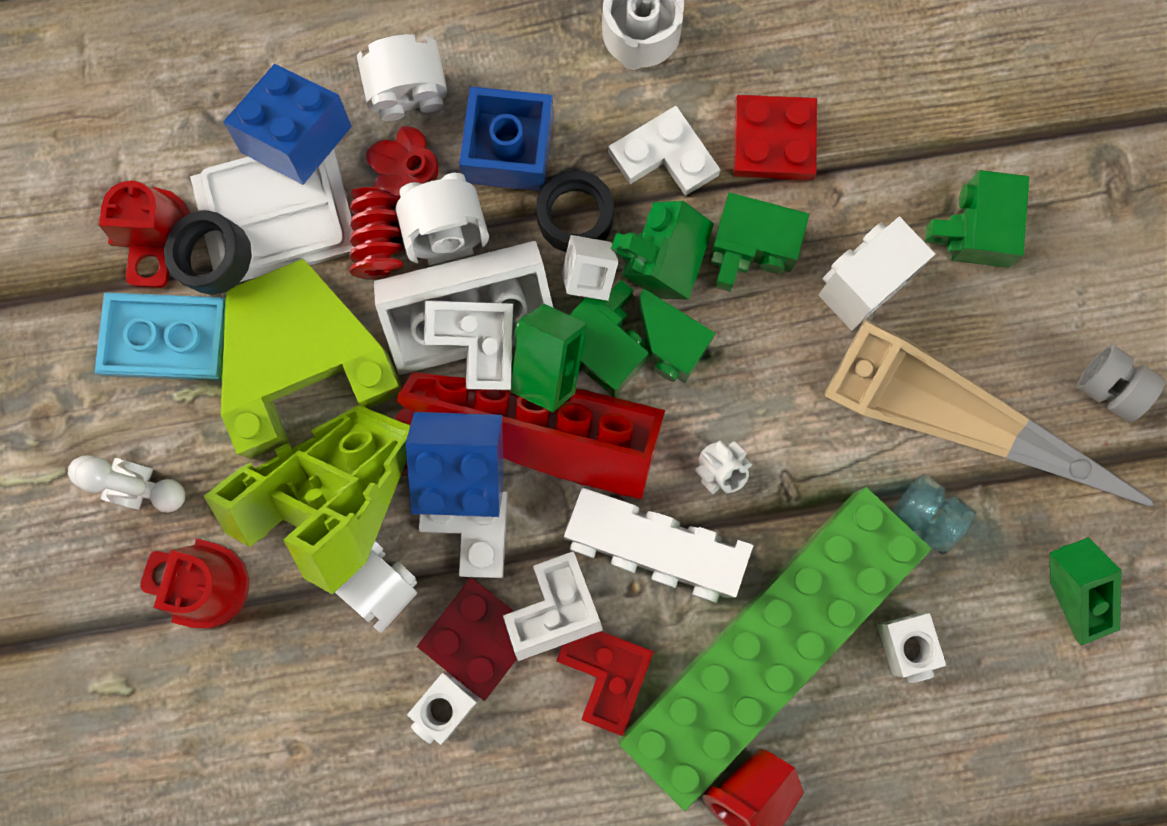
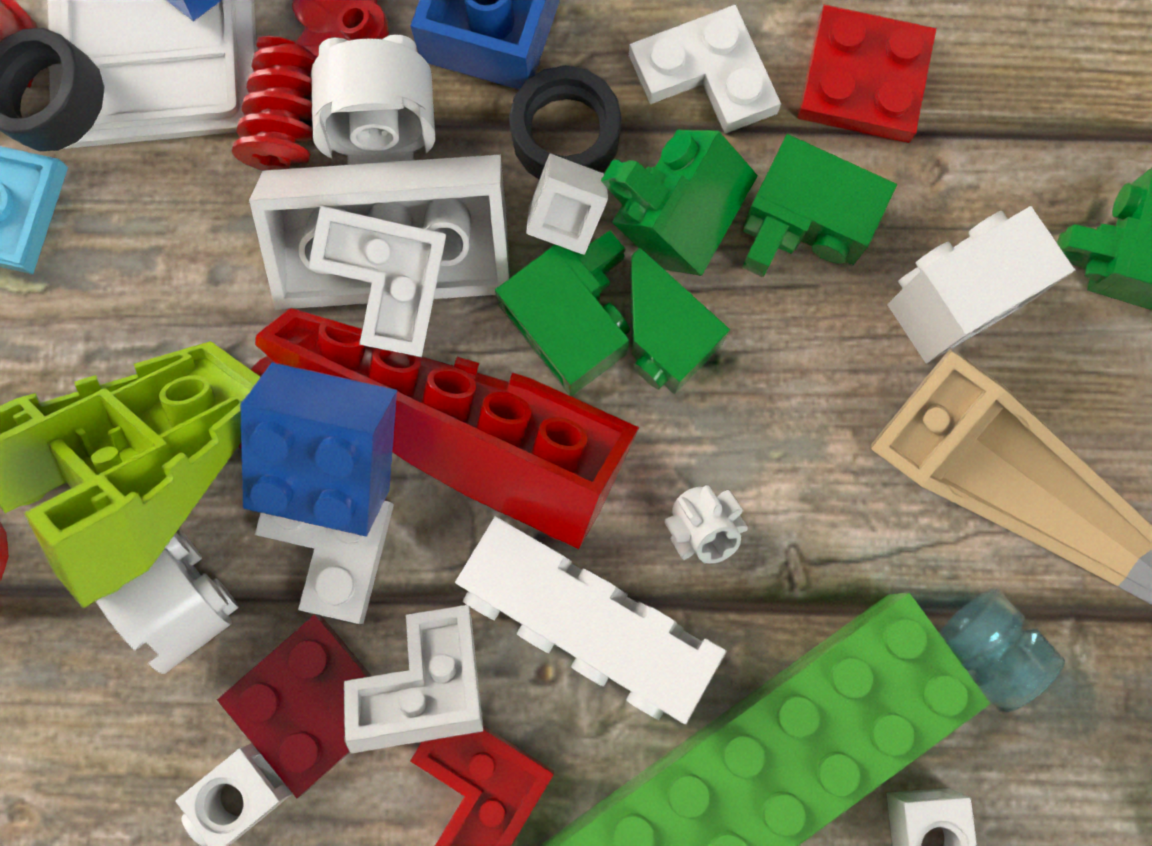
camera: 10 degrees right, 0 degrees up
(286, 336) = (122, 228): lime wedge -> none
(547, 357) = (482, 319): green brick -> none

